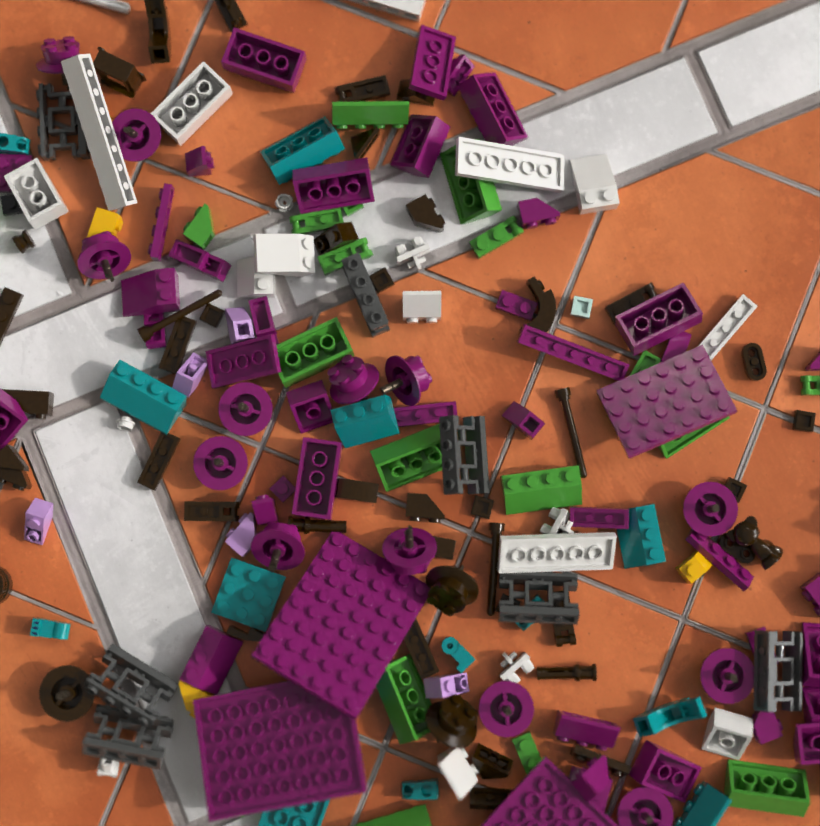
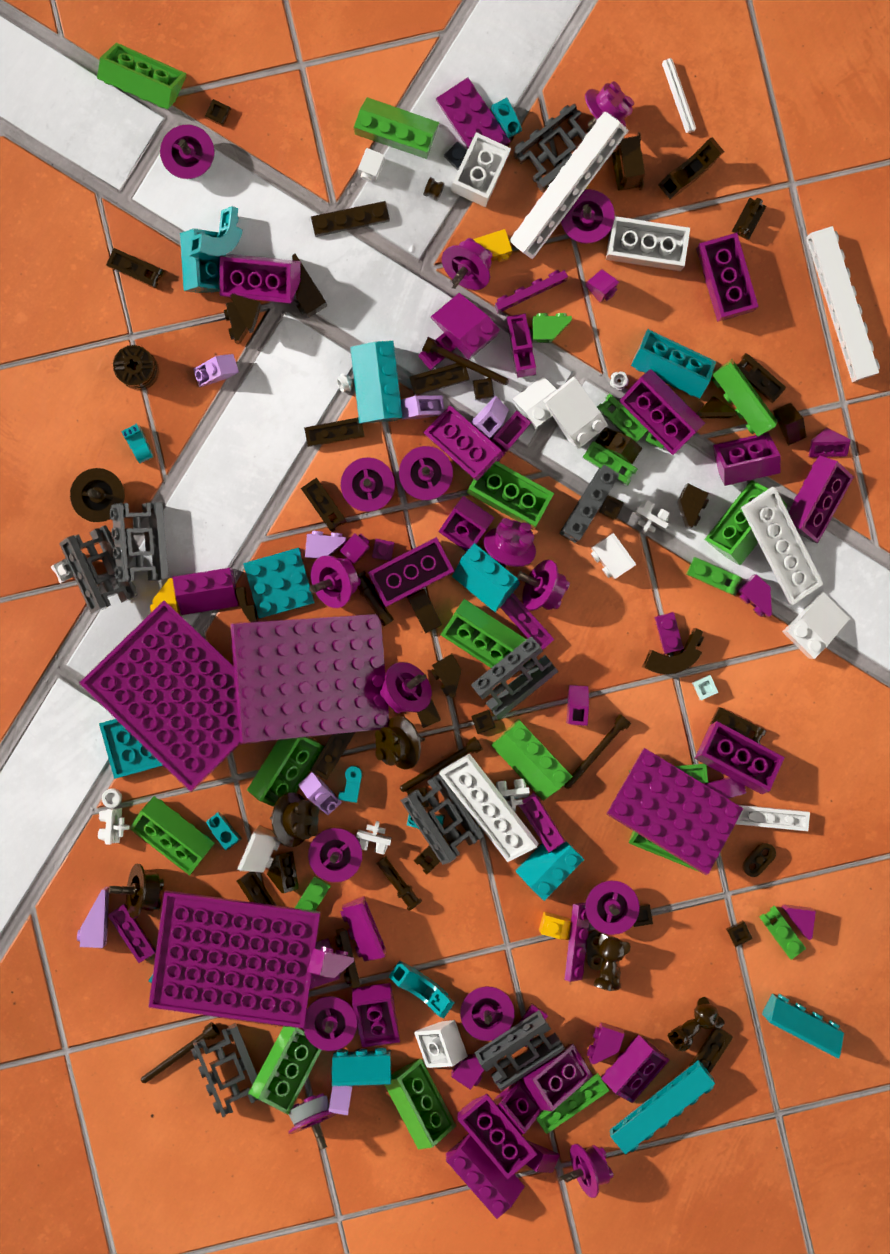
camera: 50 degrees right, 5 degrees up
(432, 62) = (824, 419): magenta plate -> none
(572, 353) = (661, 707): magenta plate -> none

